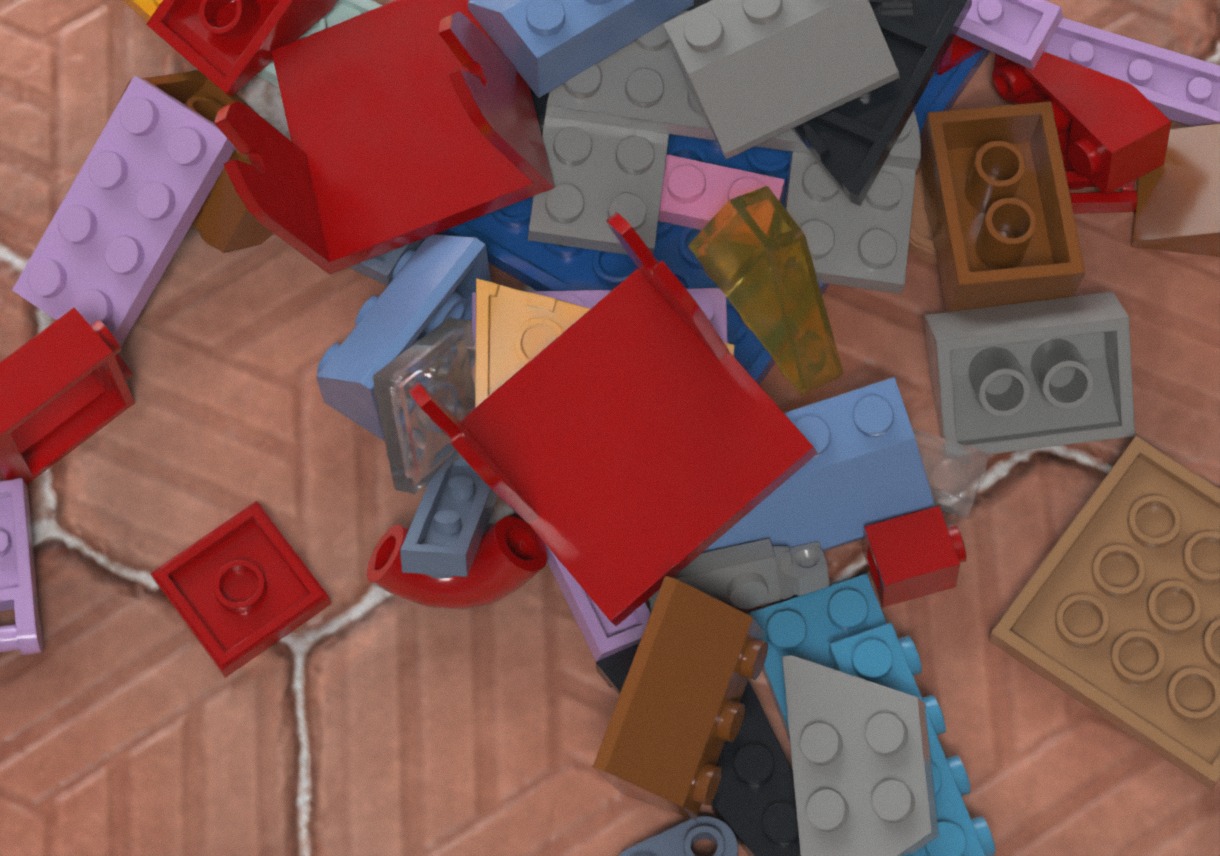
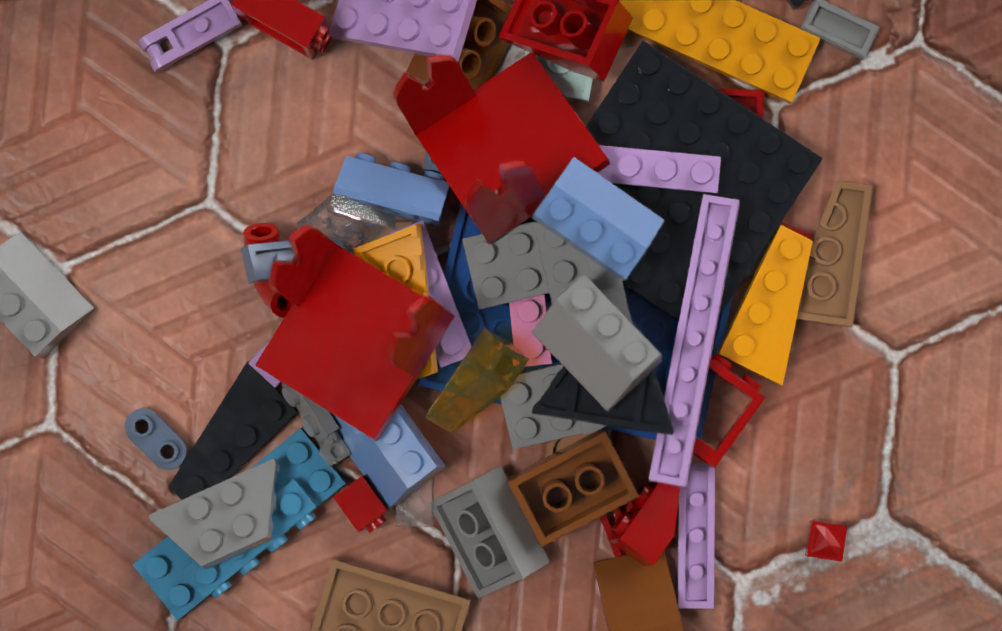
camera: 60 degrees right, 20 degrees up
(240, 589) = (226, 160): red tile -> none
(681, 700) = (227, 417): dark orange slope -> none

